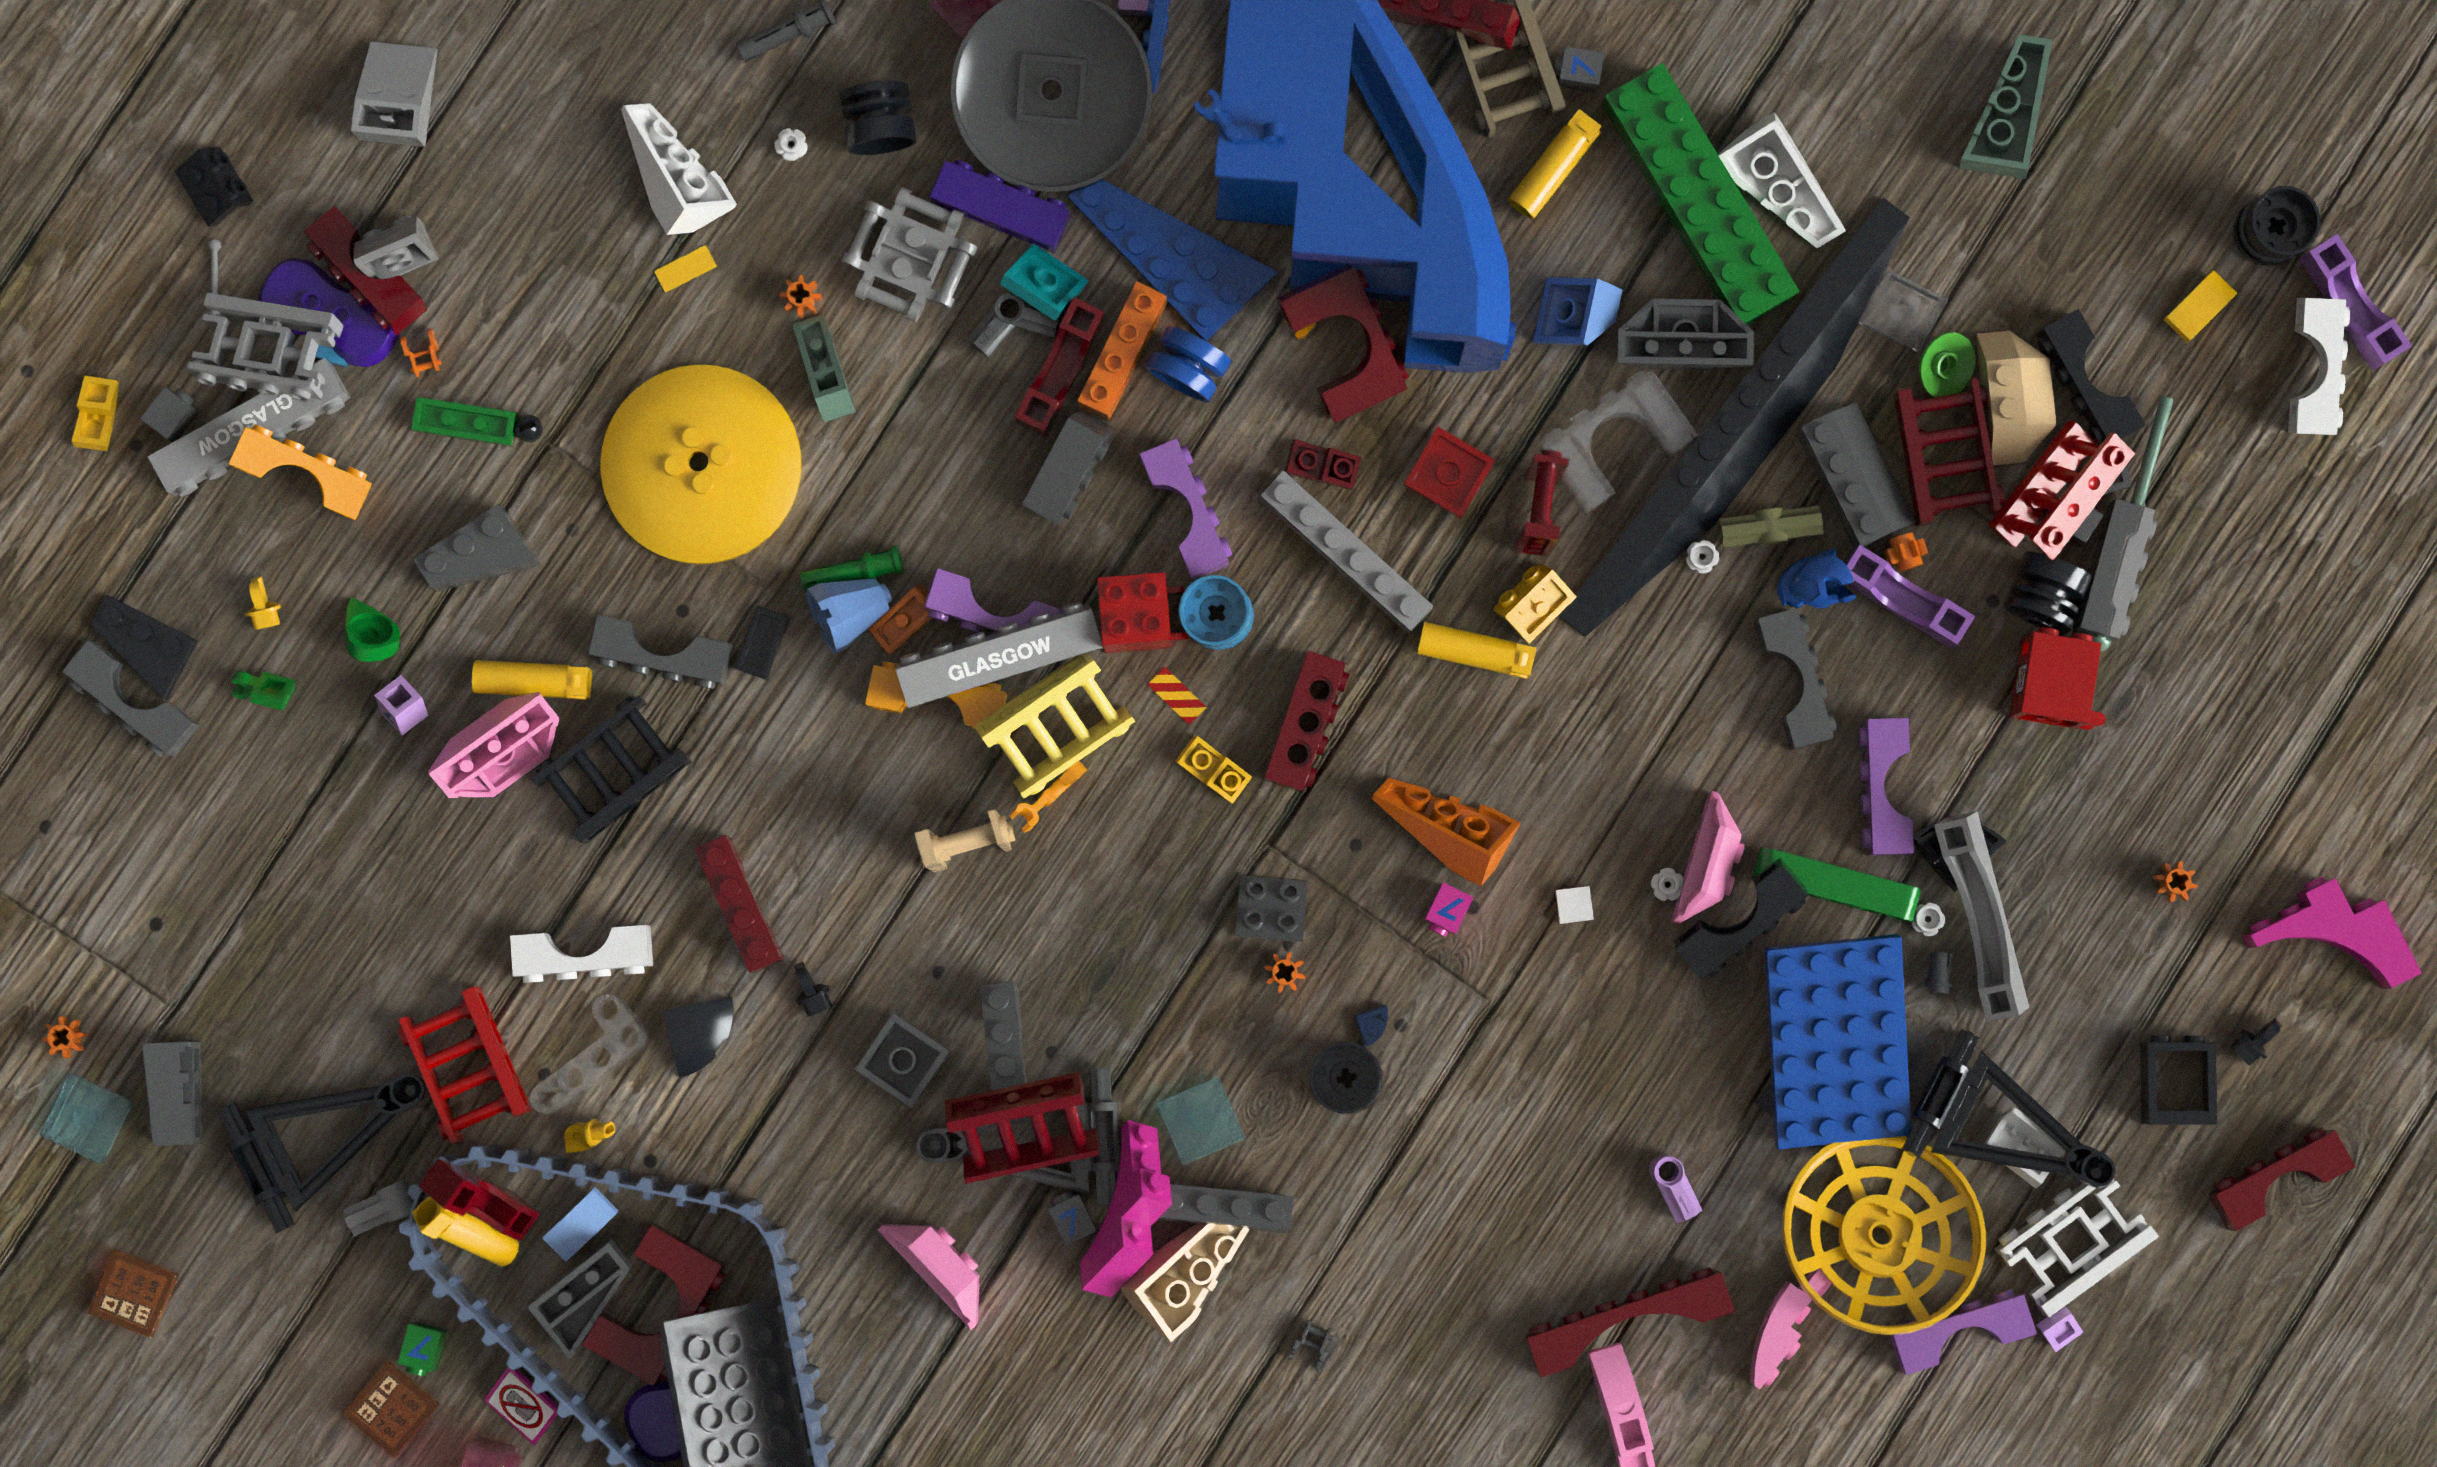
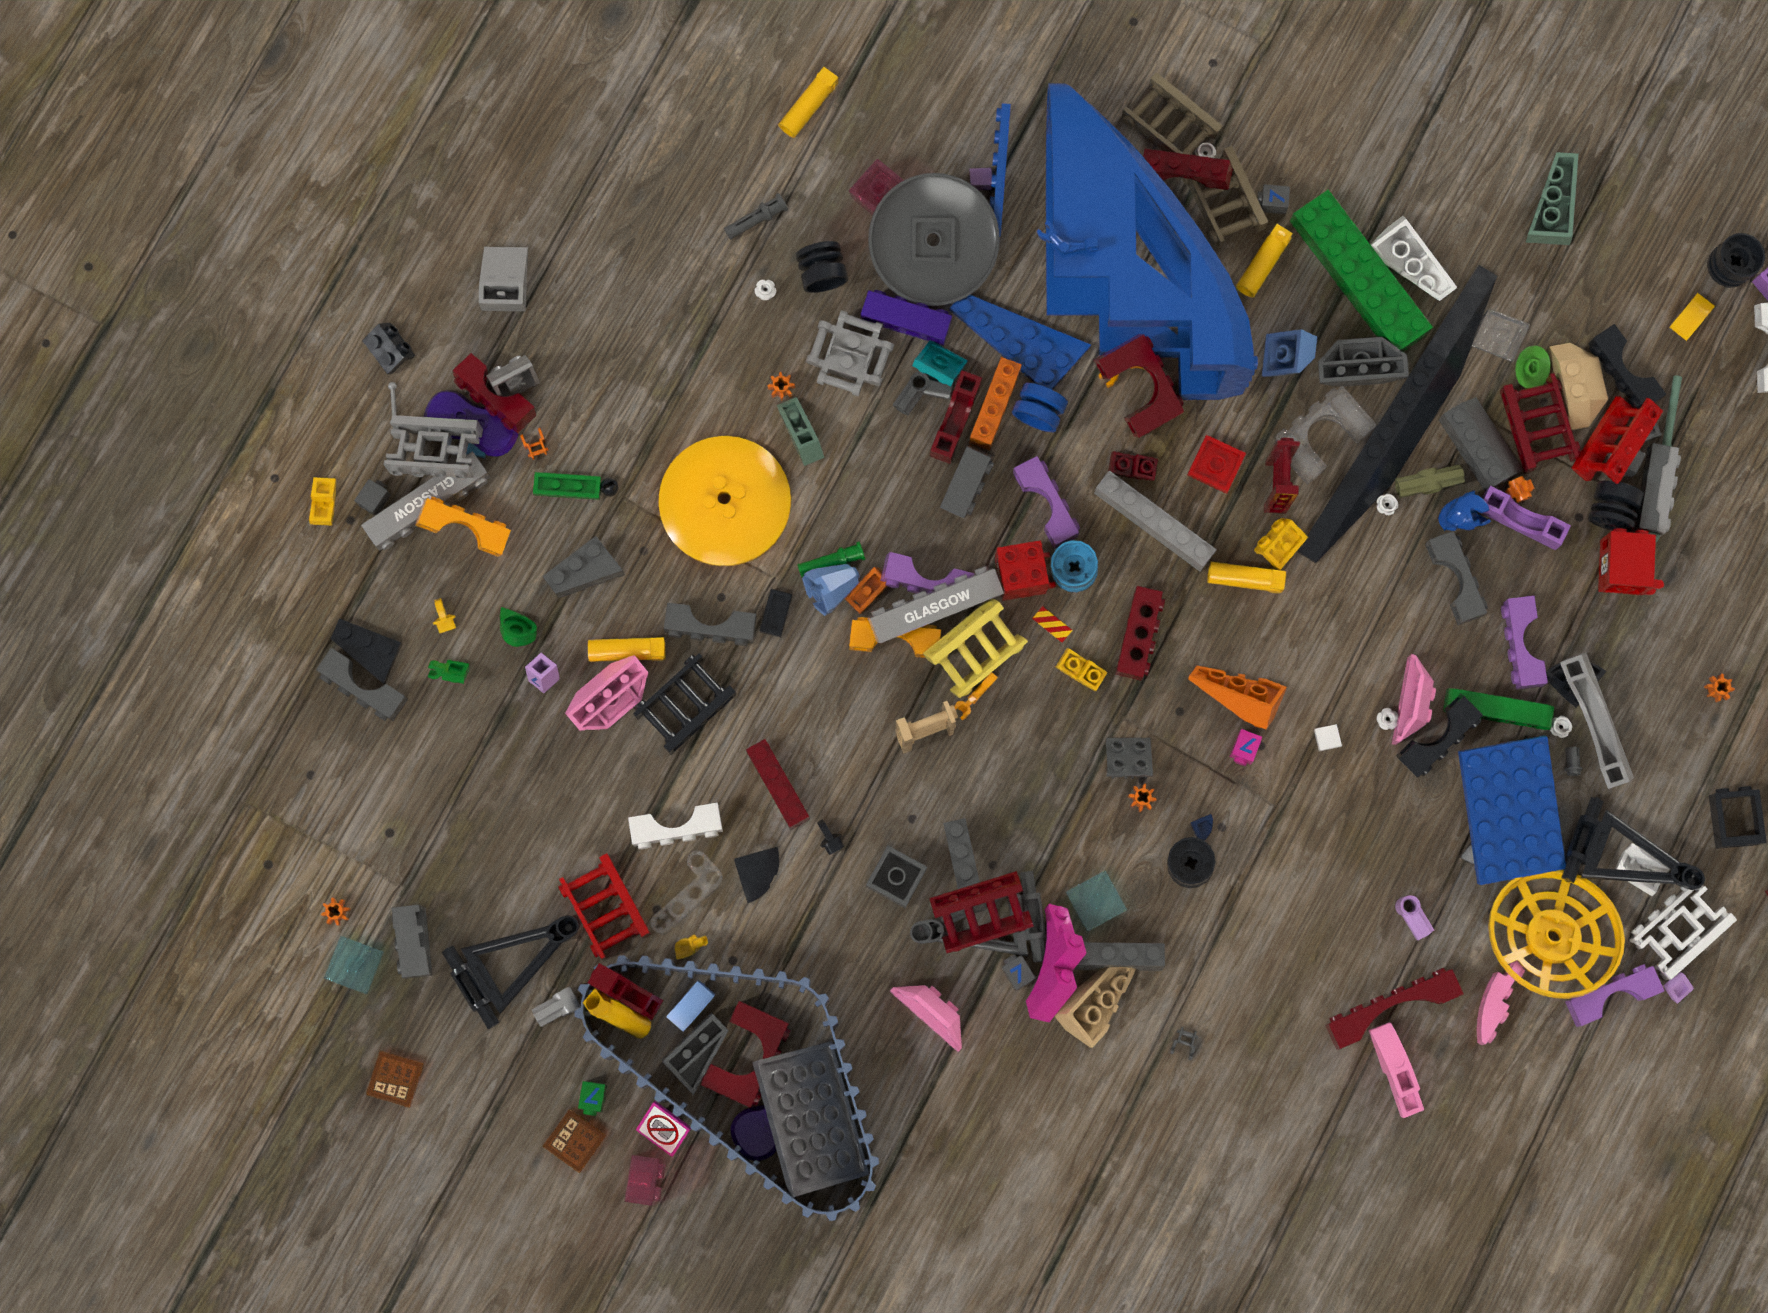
camera: 10 degrees left, 5 degrees down
(676, 184) = (692, 321): white wedge -> none
(685, 268) = (702, 375): yellow sticker -> none

